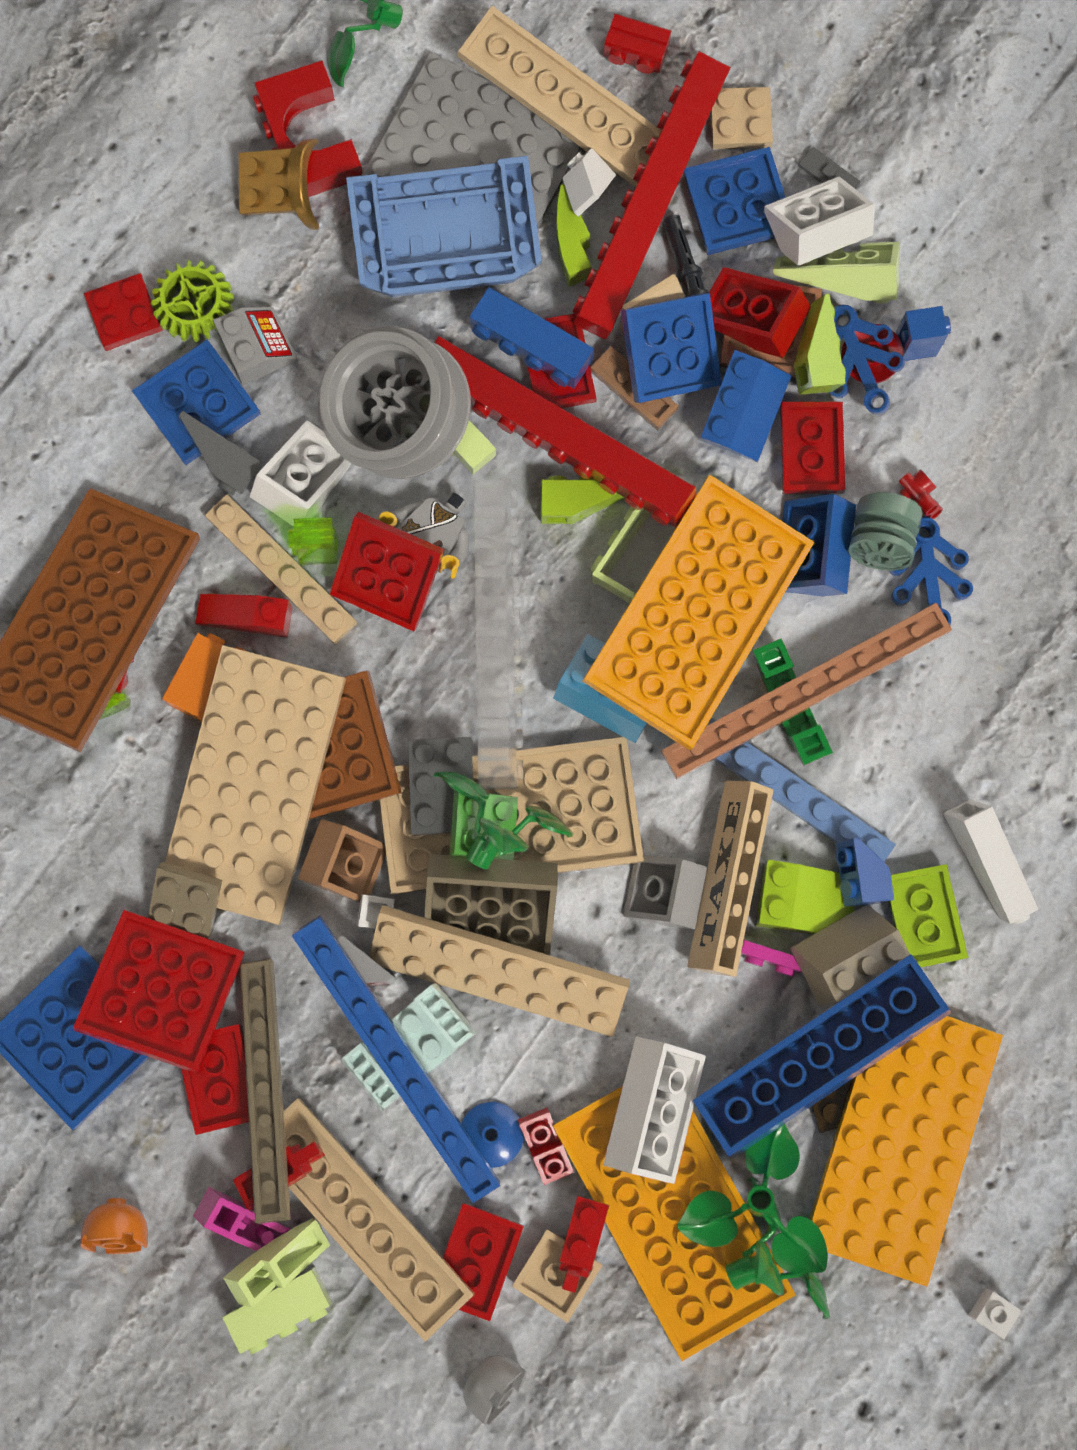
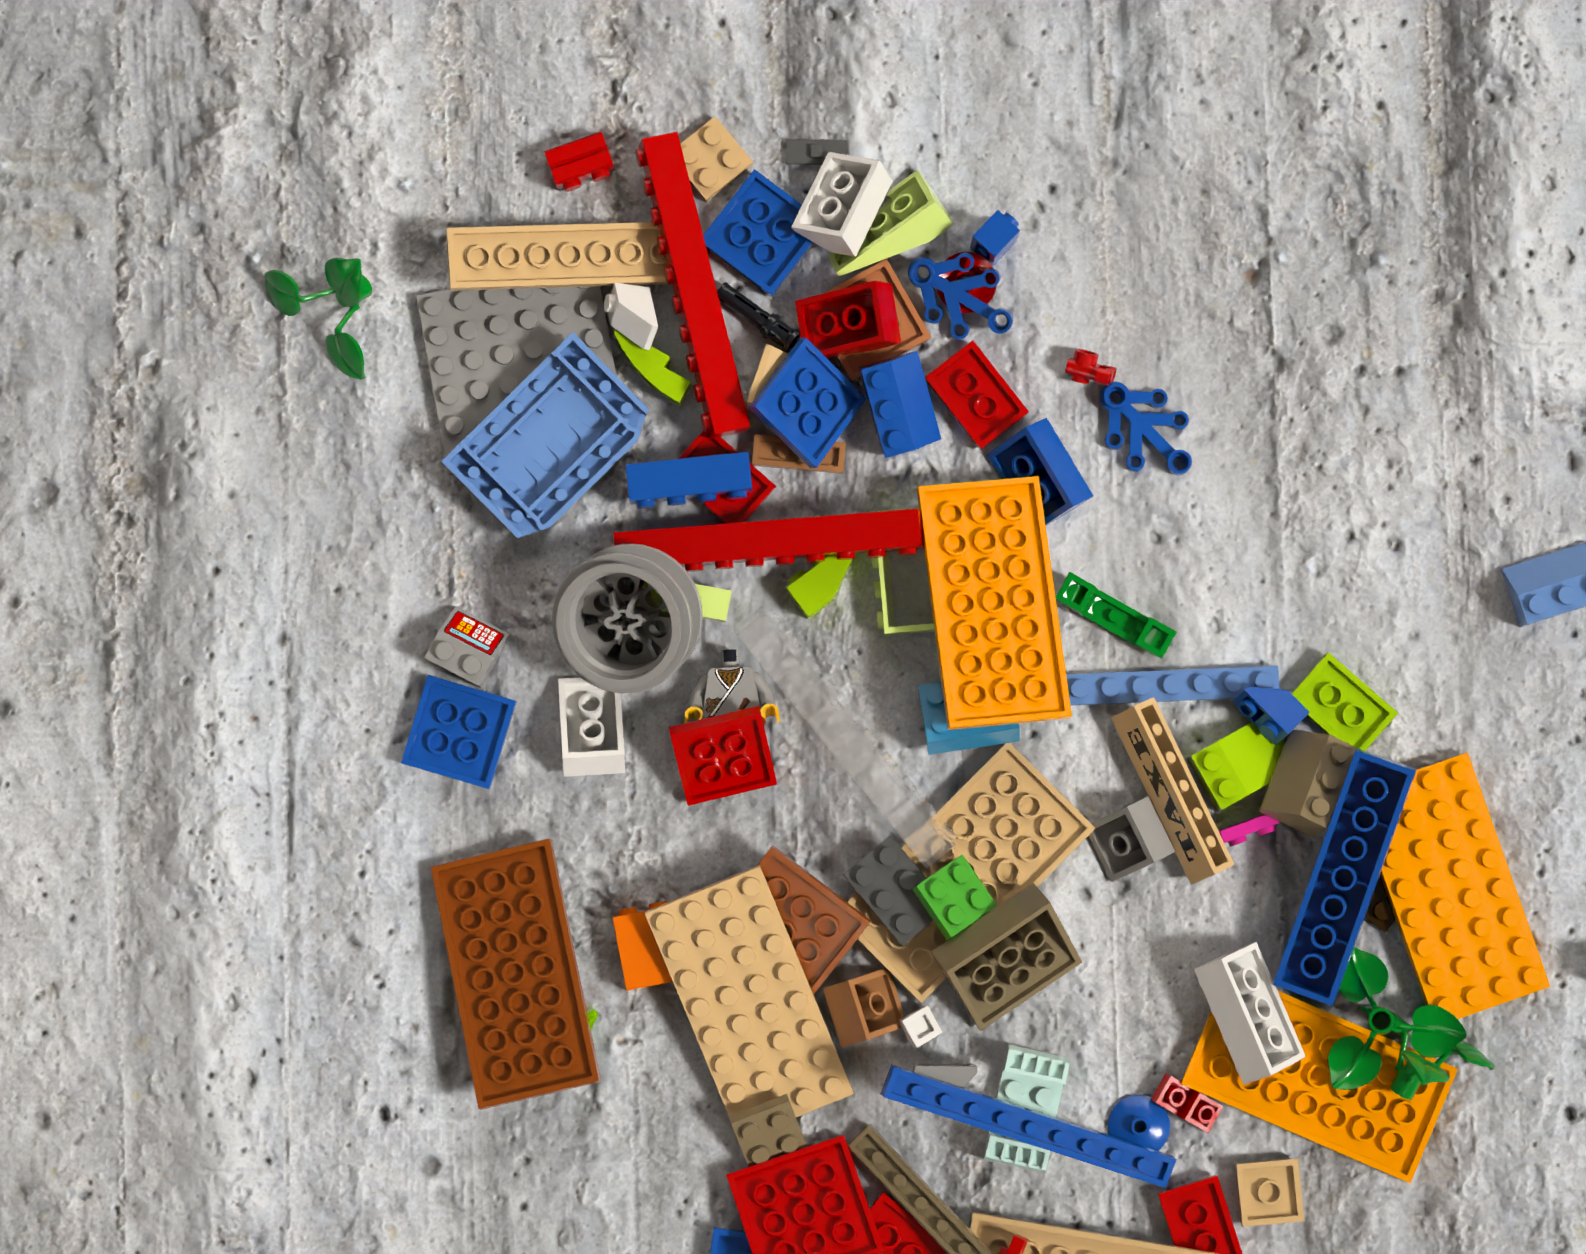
camera: 35 degrees left, 5 degrees up
(122, 312) = (338, 702): red plate -> none
(183, 277) = (383, 664): lime gear -> none
(224, 459) = (526, 763): dark grey slope -> none
(245, 613) = (632, 873): red slope -> none
(276, 182) = (381, 502): pearl gold piece -> none
(281, 569) = (632, 814): tan plate -> none
(287, 96) = (326, 432): red arch -> none
(314, 541) = (646, 774): clear neon green brick -> none
(494, 837) = (973, 904): green plant -> none
(498, 971) = (1050, 999): tan plate -> none
(582, 1240) = (1269, 1152): red hinge -> none
(809, 689) = (1123, 594): nougat plate -> none
(818, 357) = (926, 318): lime slope -> none
(885, 531) = (1087, 424): sand green wheel -> none
(992, 860) = (1360, 622): white slope -> none

